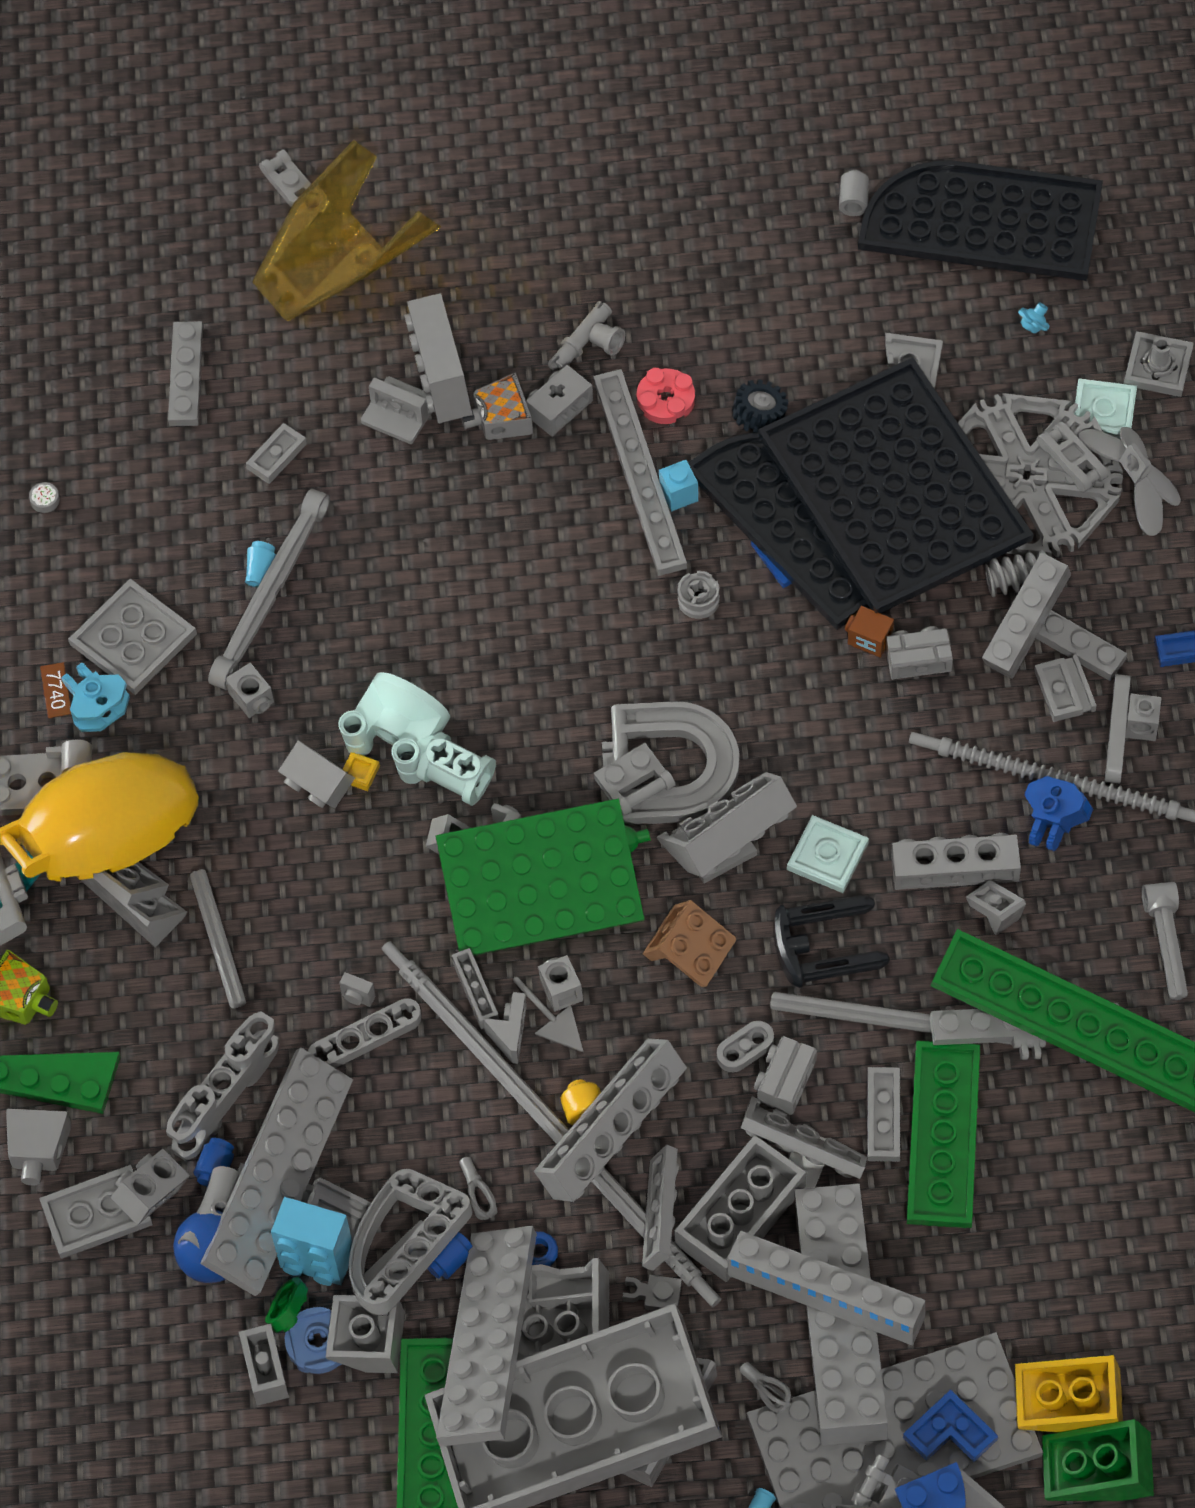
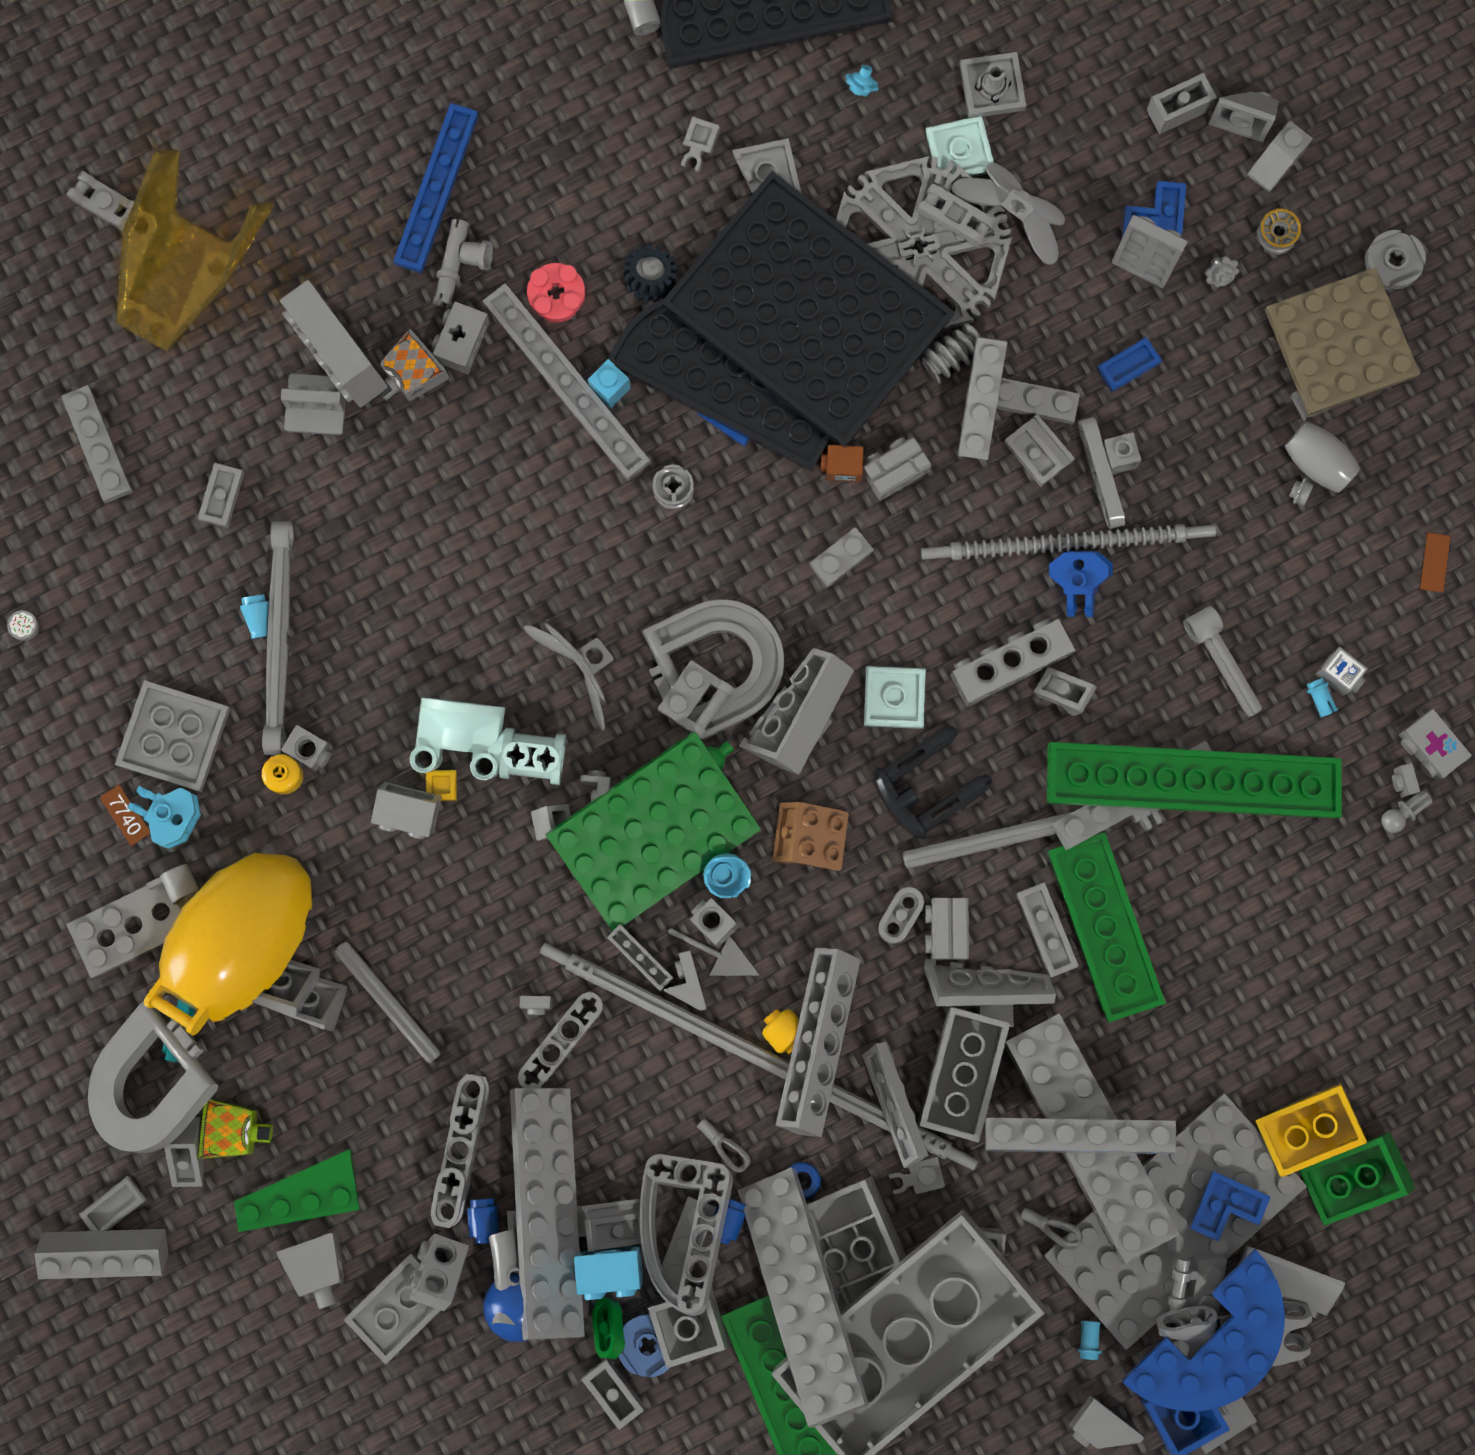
camera: 25 degrees left, 20 degrees up
(216, 702) = (290, 779): none -> yellow head
(526, 686) = (560, 645): none -> light grey piece
(592, 944) = (727, 875): none -> medium azure hair
(595, 272) = (436, 188): none -> blue plate
(831, 713) = (841, 557): none -> light grey plate
(859, 315) = (700, 139): none -> light grey plate

